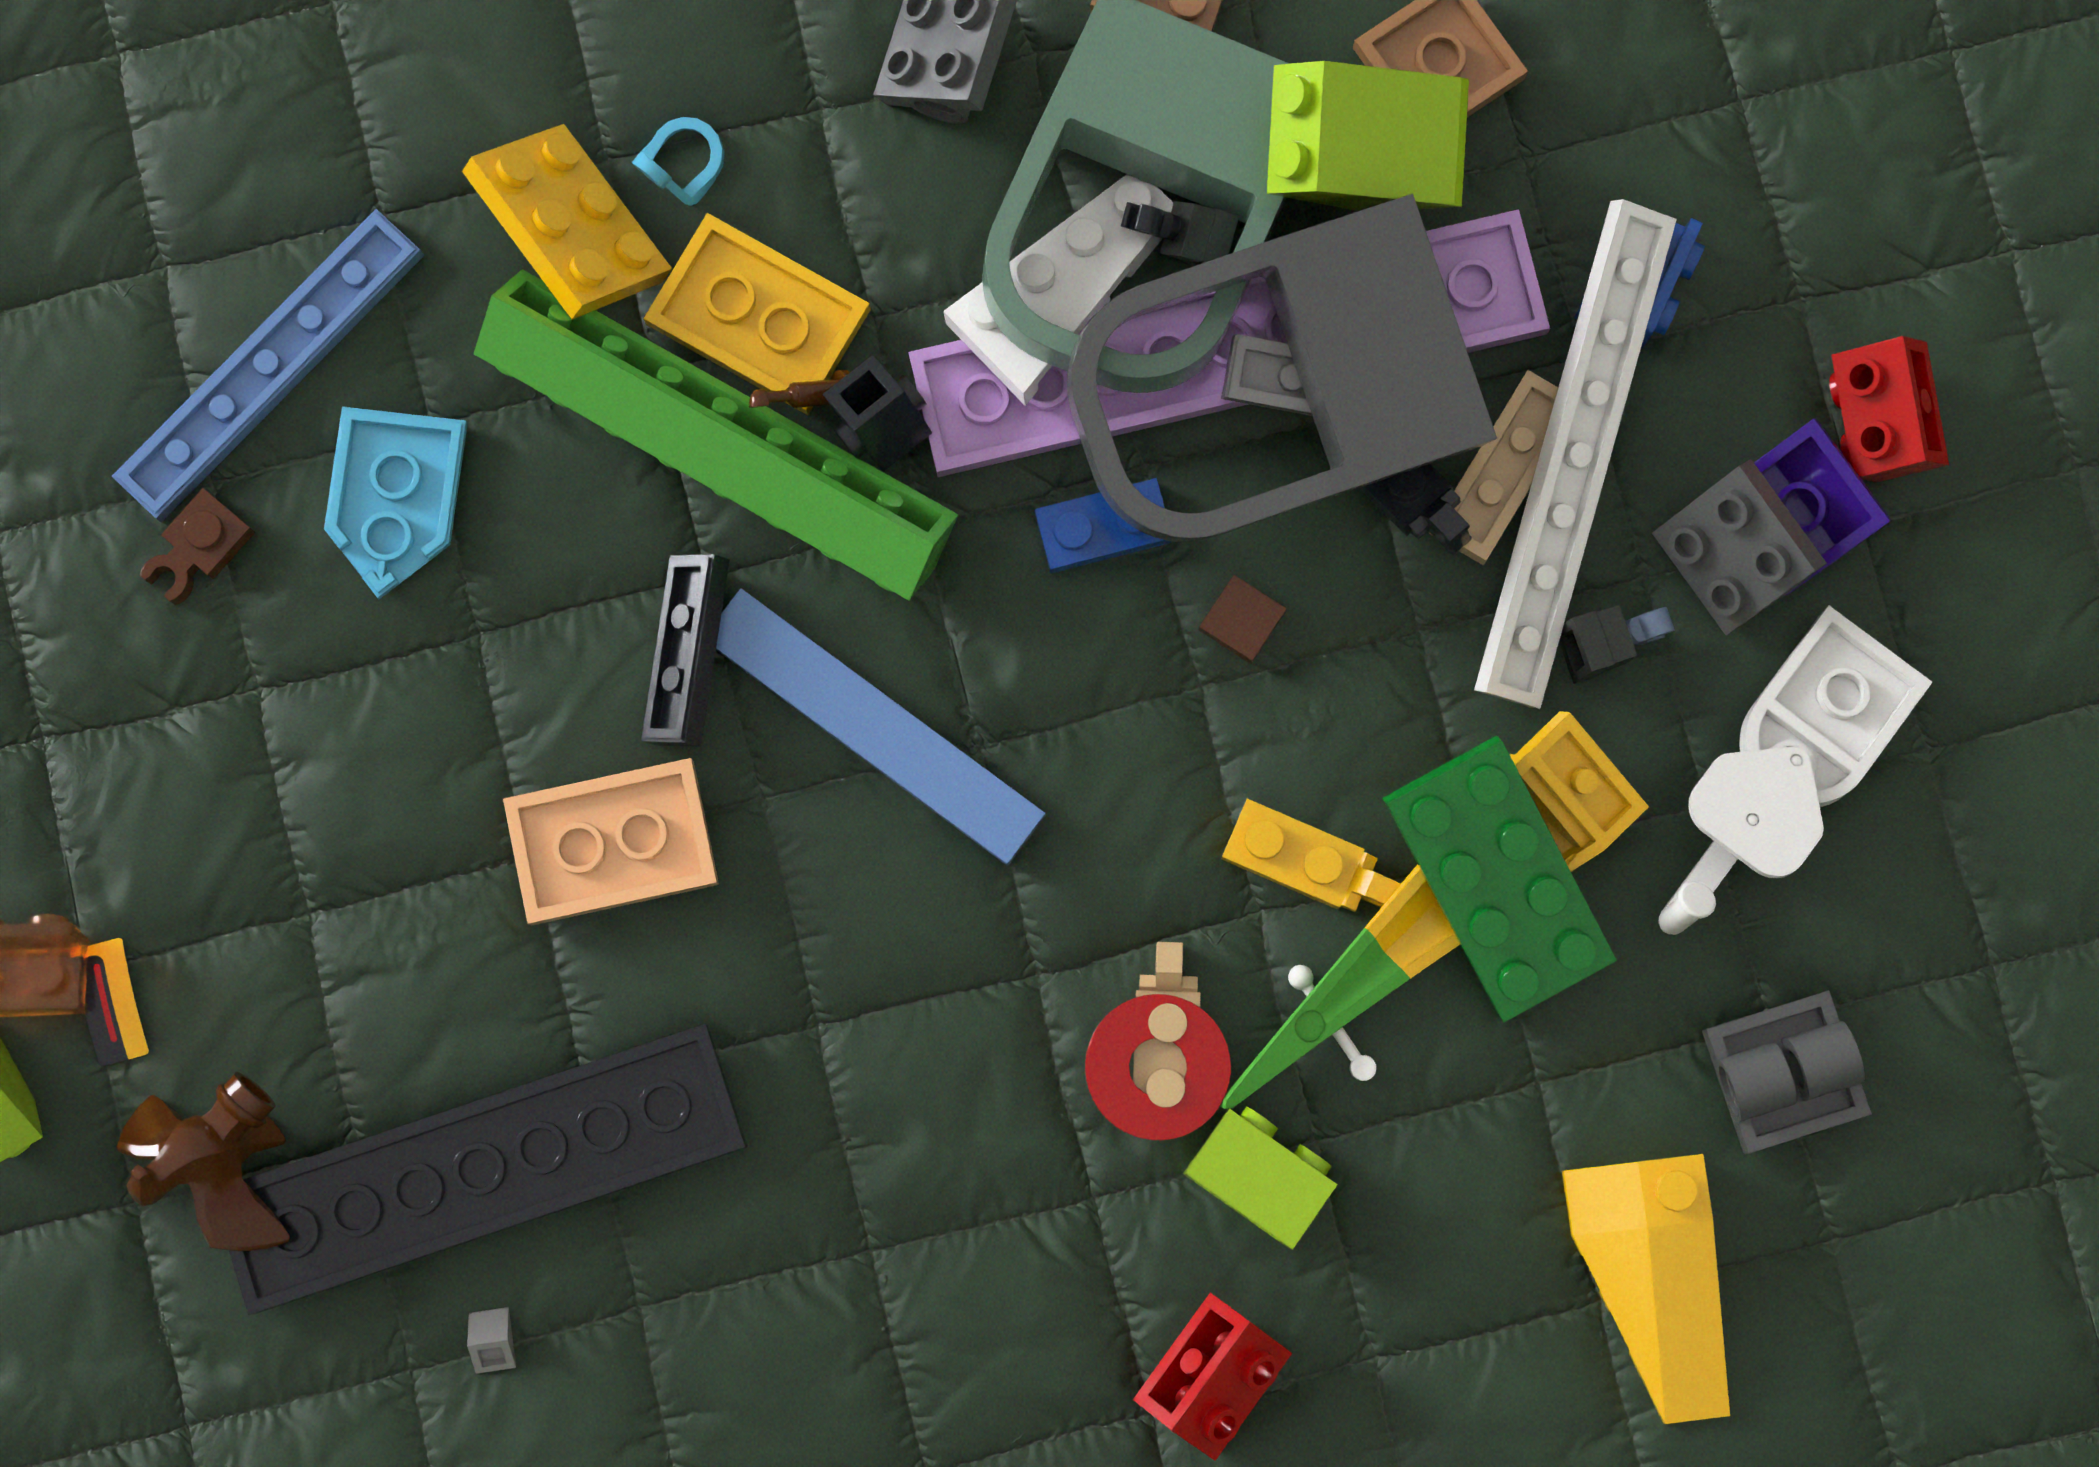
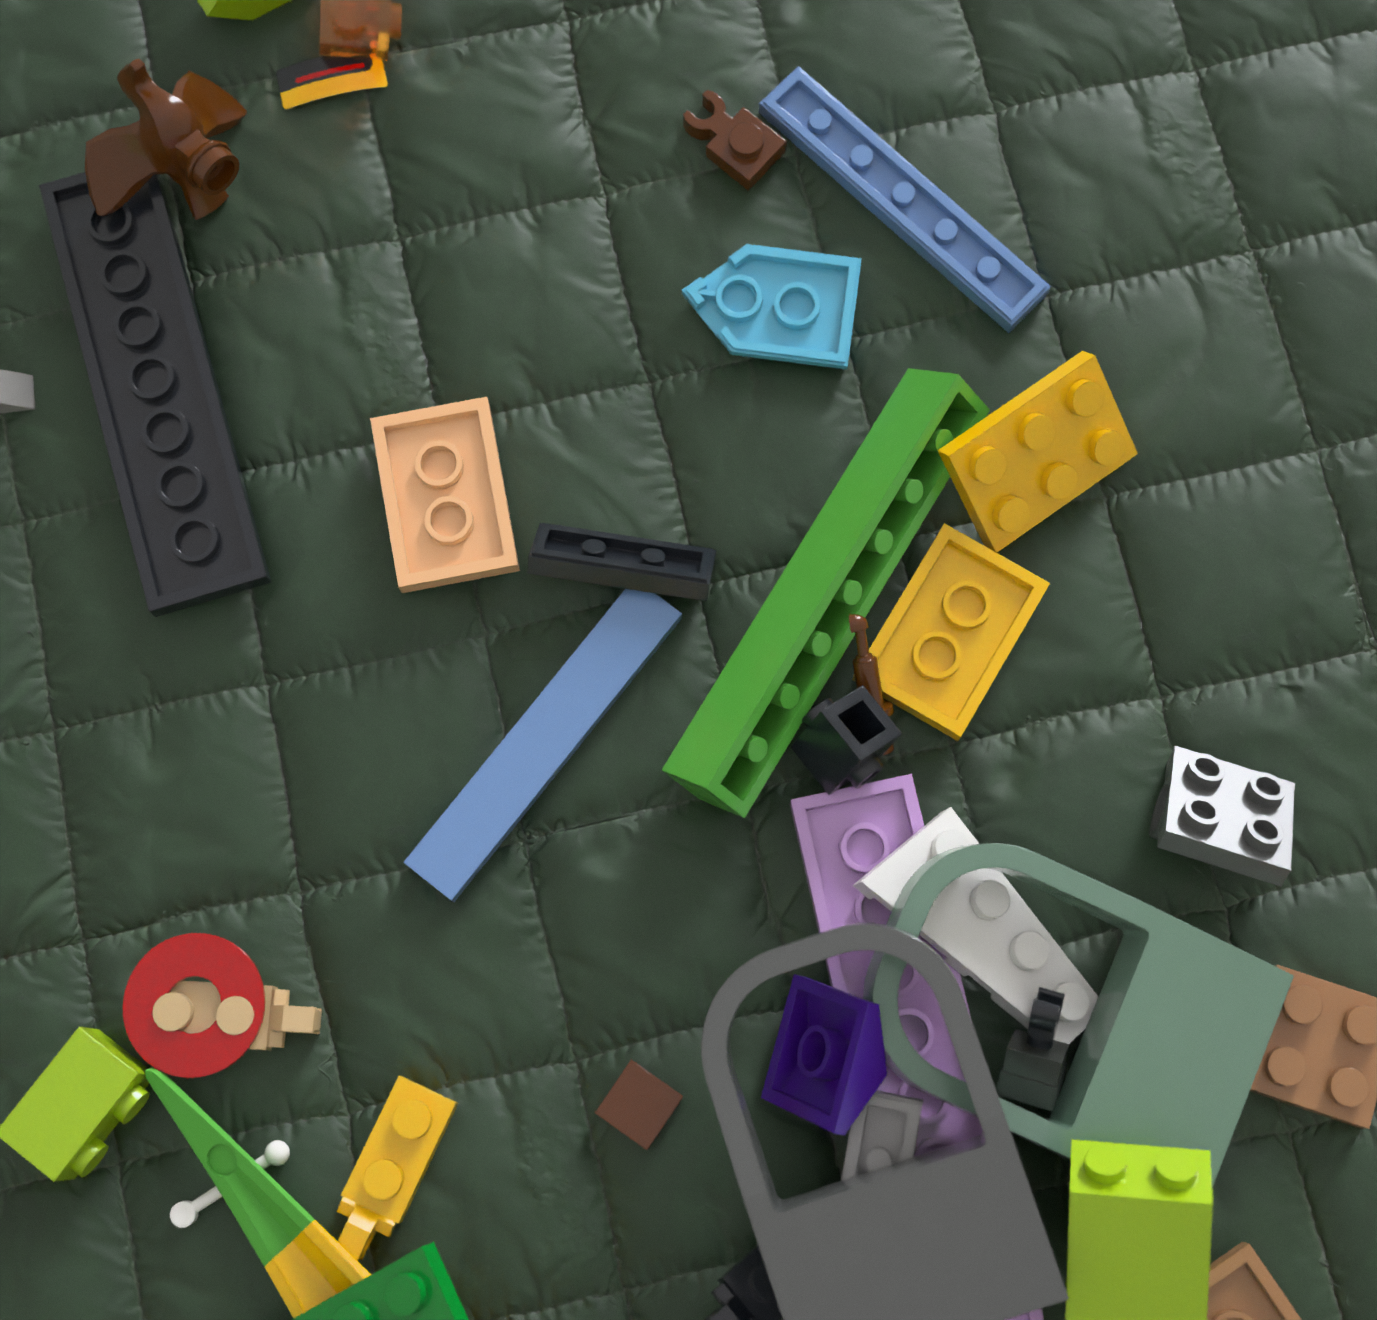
camera: 90 degrees right, 5 degrees down
(702, 182) = (1091, 527): medium azure piece -> none
(1091, 531) = (729, 938): blue plate -> none
(1192, 429) = (826, 1055): none -> dark purple slope

